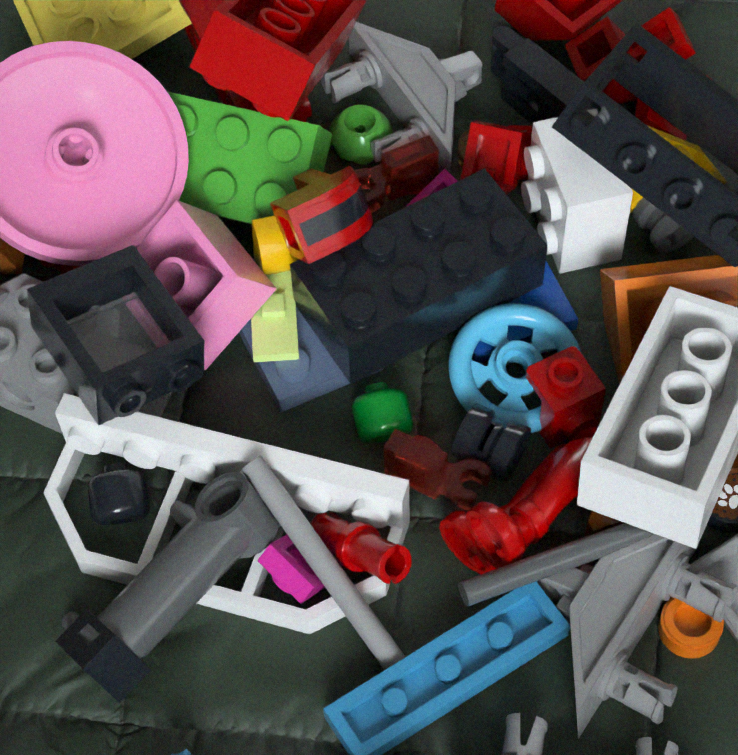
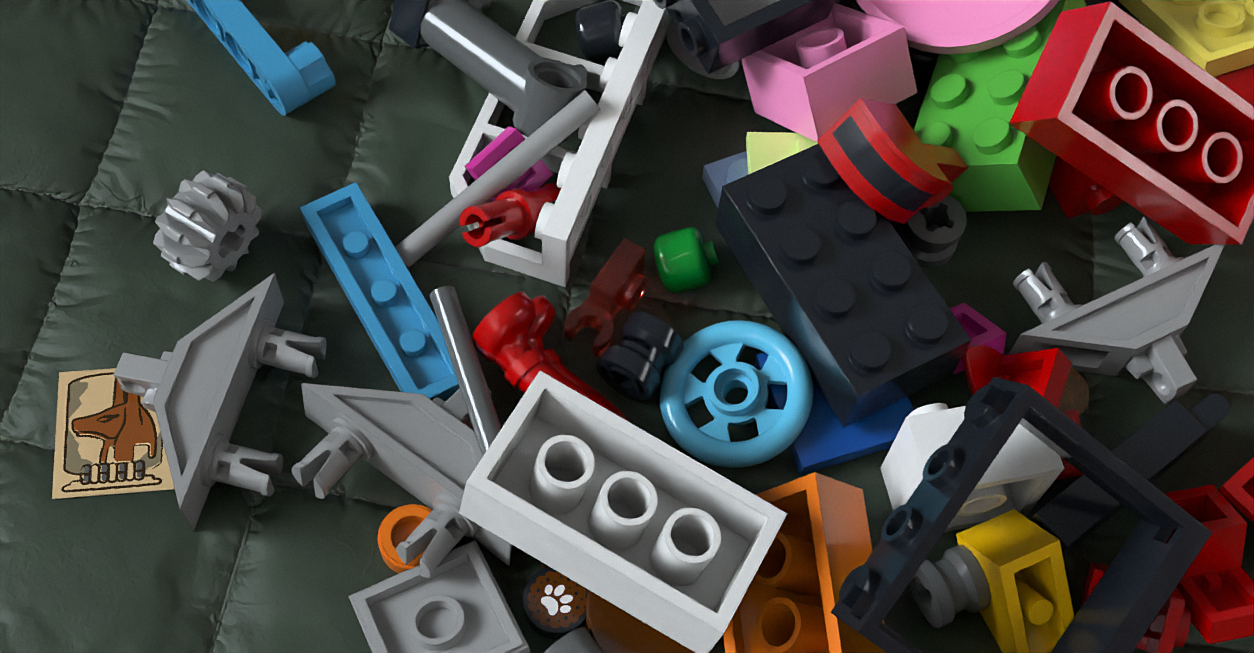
camera: 85 degrees right, 5 degrees up
(355, 129) = (1084, 251): bright green plate -> none
(401, 172) = (1009, 295): clear red plate -> none
(569, 395) = (690, 418): red bracket -> none

